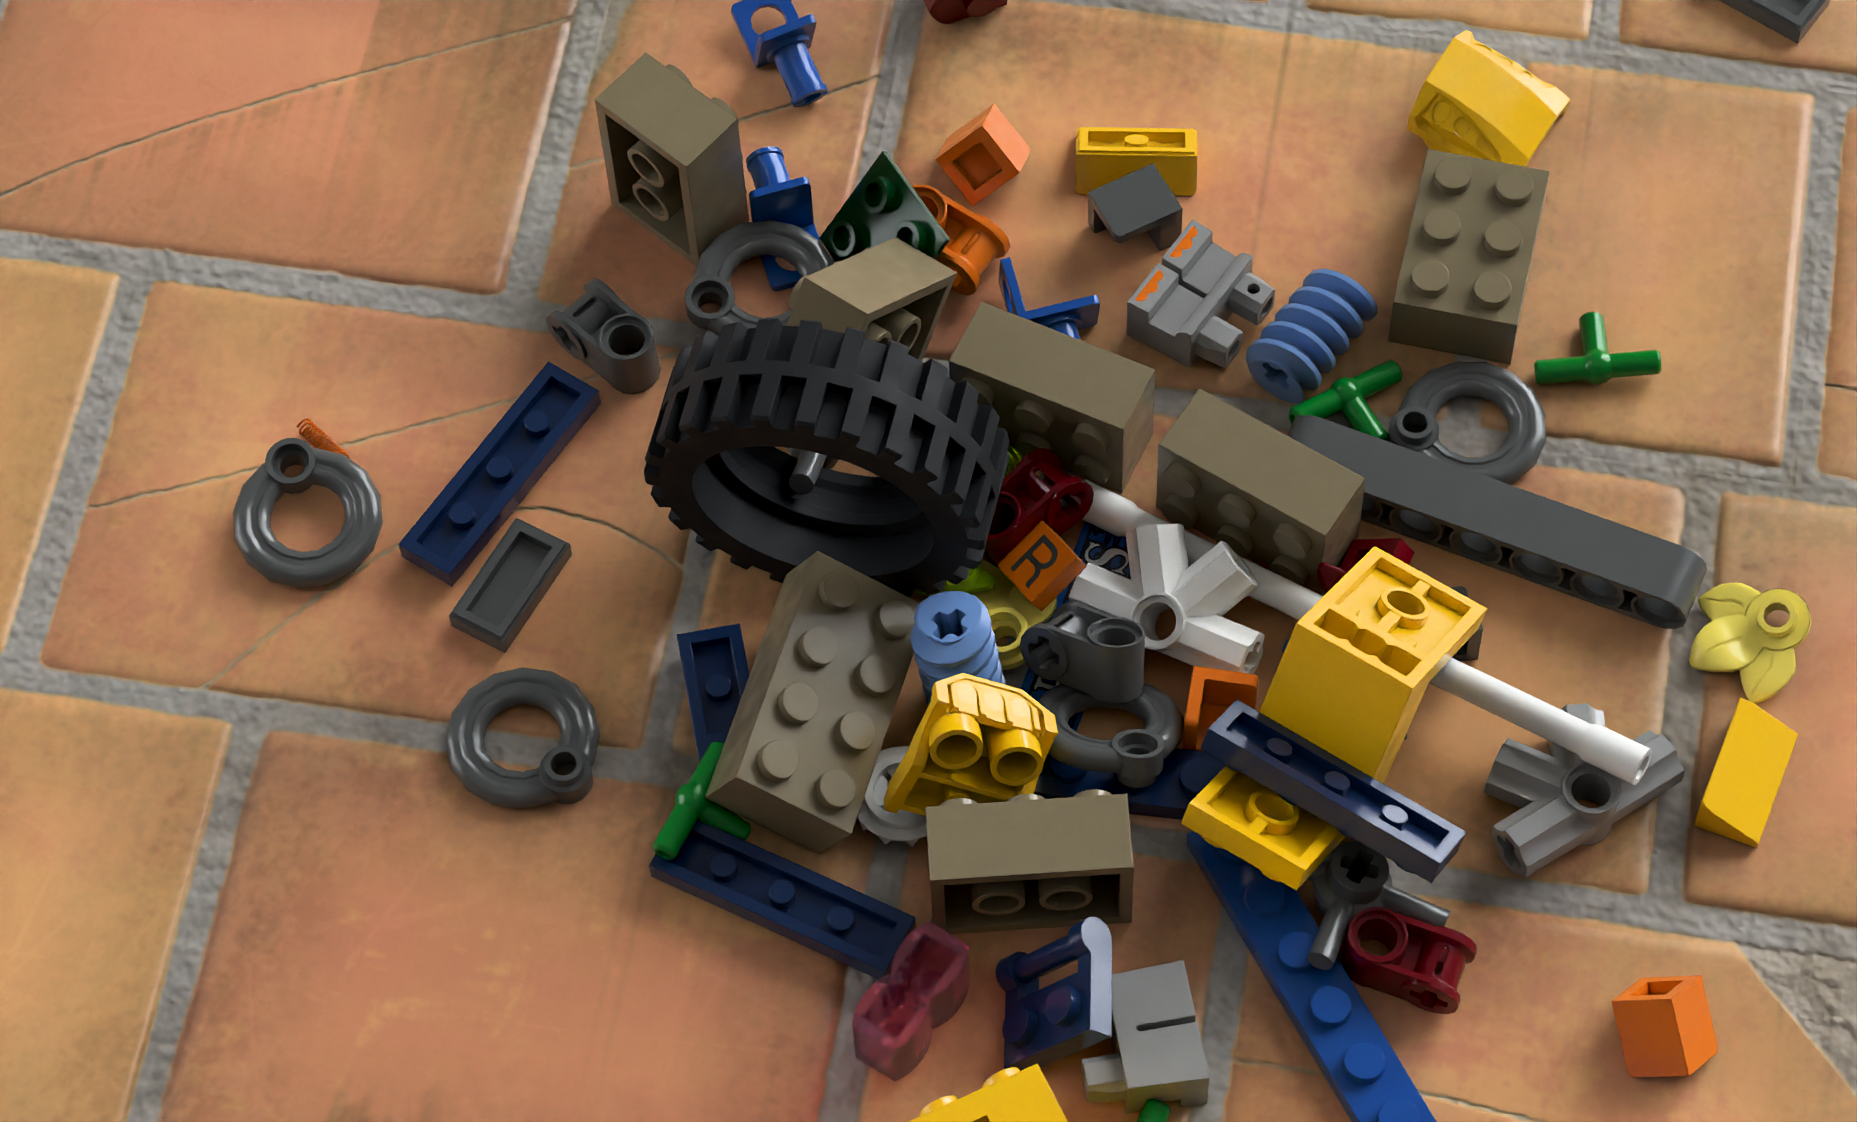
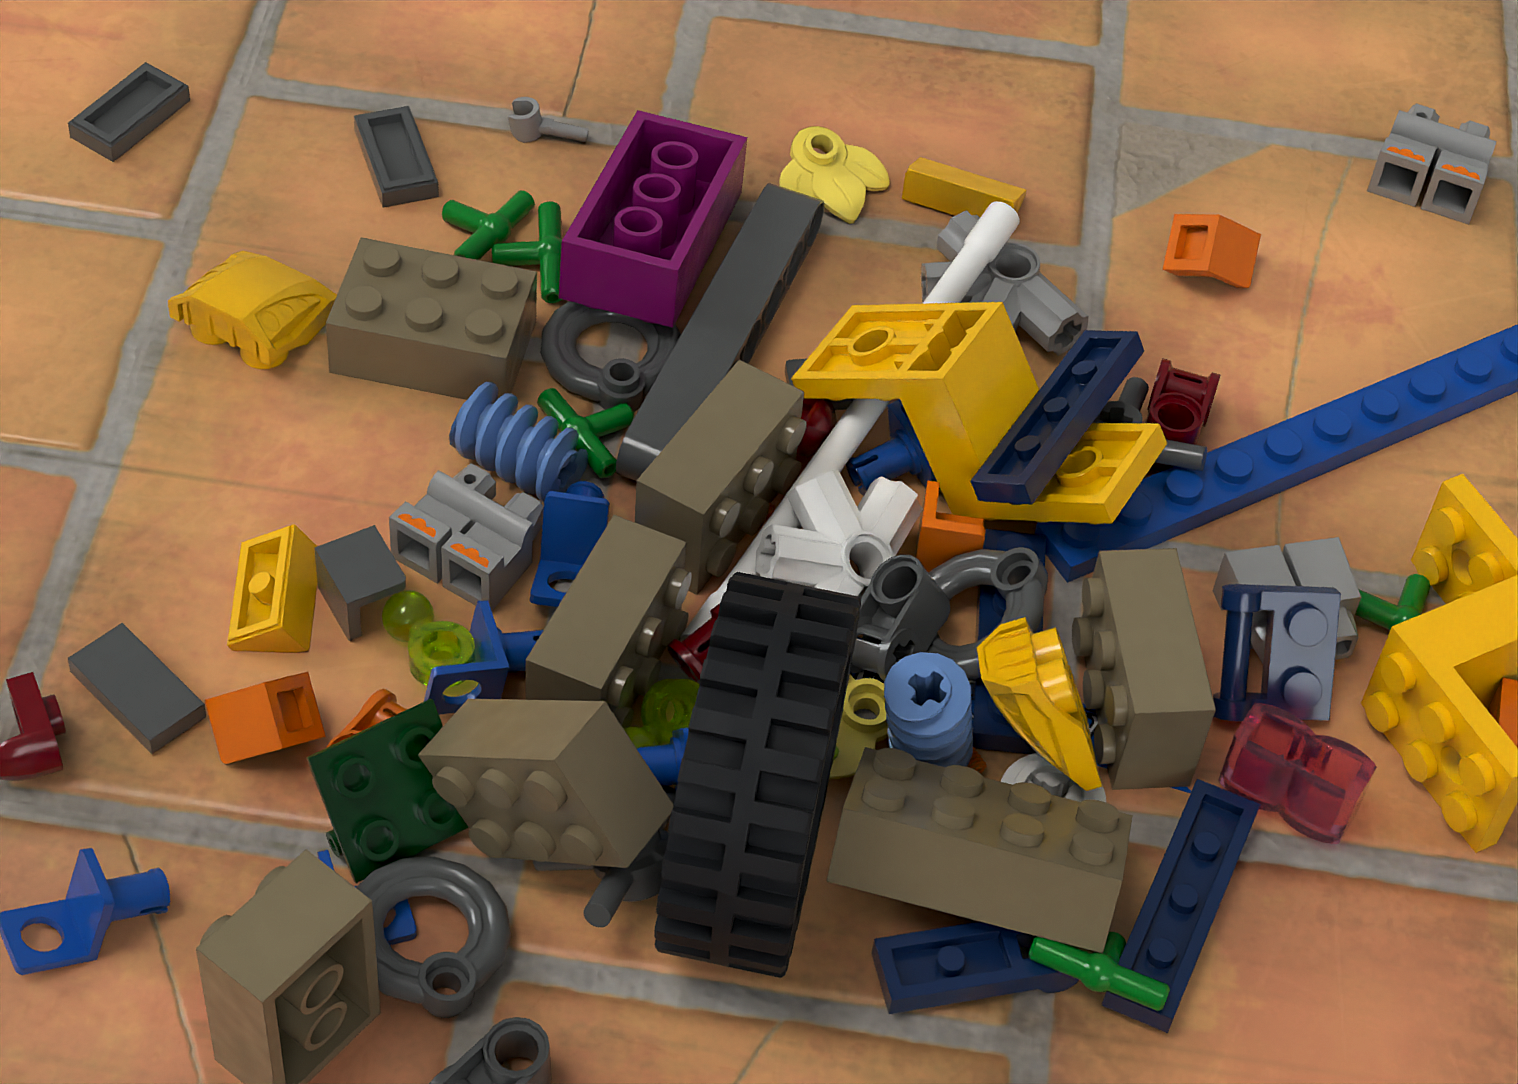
camera: 100 degrees left, 10 degrees down
(1024, 62) = (137, 688): none -> dark grey tile
(1101, 262) = (410, 619): none -> clear neon green plate
(1201, 373) = (569, 533): none -> blue bracket
(1621, 437) = (652, 218): none -> magenta brick
(1628, 313) = (486, 228): none -> green piece
(1729, 225) = (396, 156): none -> dark grey tile
(1796, 352) = (528, 124): none -> light grey hand

